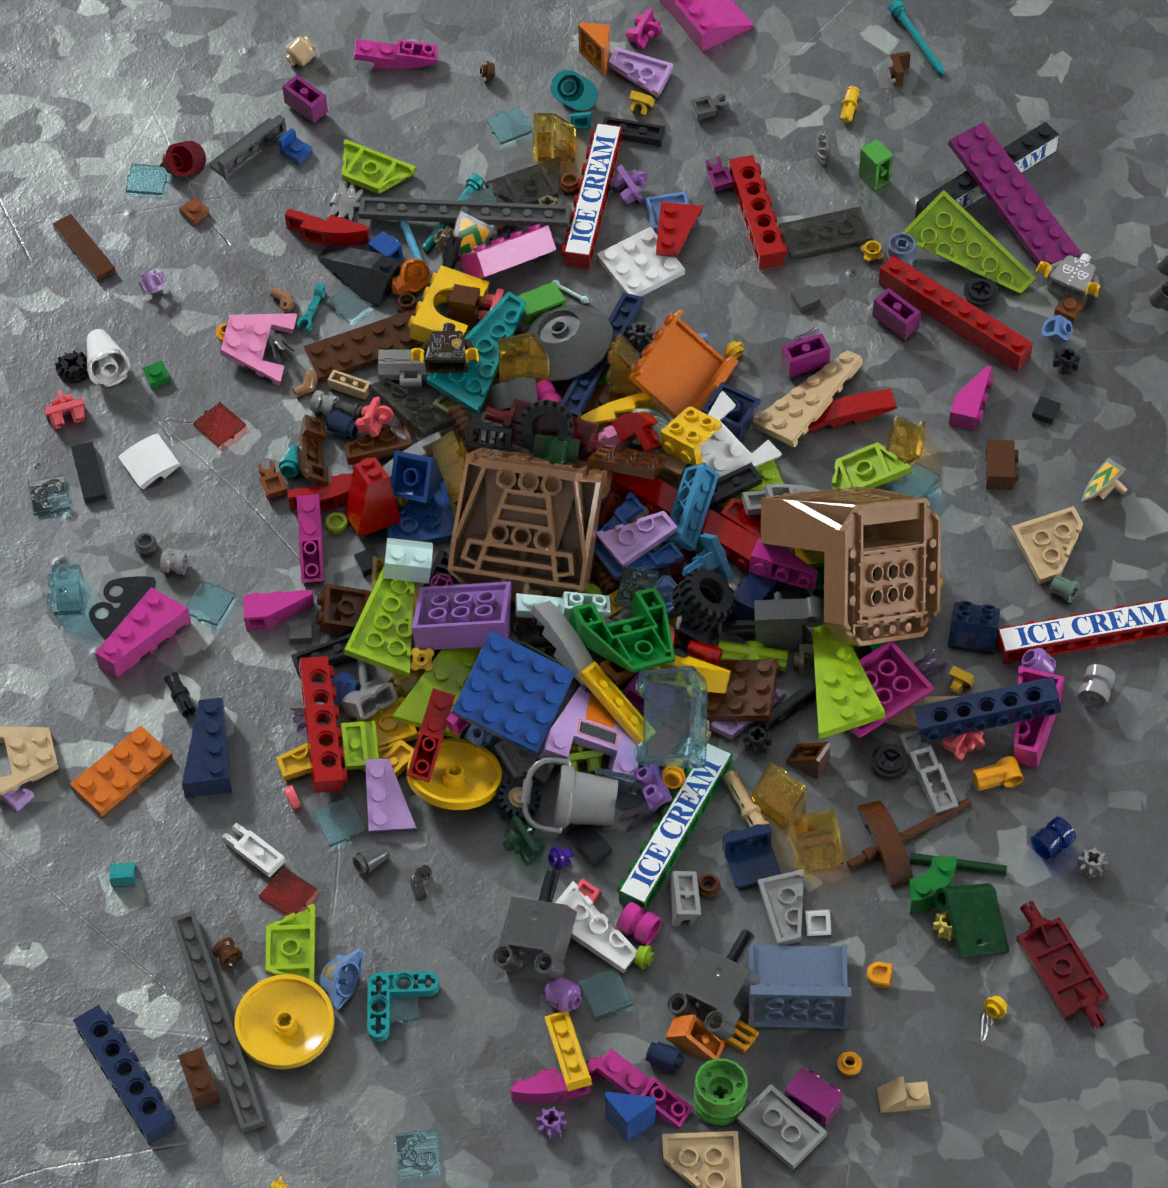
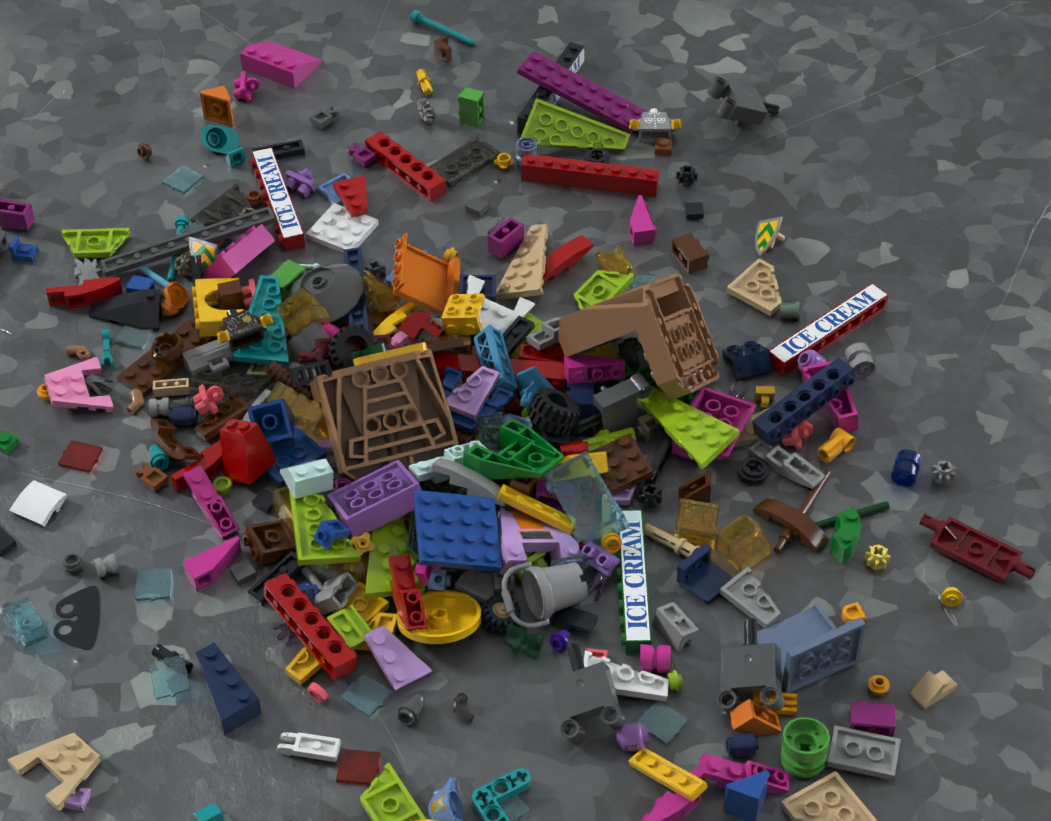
camera: 30 degrees left, 10 degrees down
(121, 771) = (156, 739): orange plate -> none
(141, 631) = (112, 621): dark pink wedge -> none
(166, 712) = (169, 677): none -> clear light blue piece
(366, 337) = (167, 347): none -> reddish brown hair
(393, 632) = (329, 531): none -> blue bracket
(396, 56) = (71, 164): dark pink slope -> none
(406, 298) = (180, 317): reddish brown plate -> none
(553, 138) = (222, 173): clear yellow slope -> none
(564, 459) = (390, 353): none -> yellow beam
(641, 99) = (273, 128): yellow tile -> none
(642, 70) = (261, 111): lavender wing -> none
(708, 879) = (686, 605): reddish brown plate -> none
(818, 922) = (783, 599): white slope -> none
(896, 313) = (551, 189): magenta brick -> none
(974, 918) = (895, 541): dark green door -> none
(1057, 329) = (667, 158): medium blue plate -> none

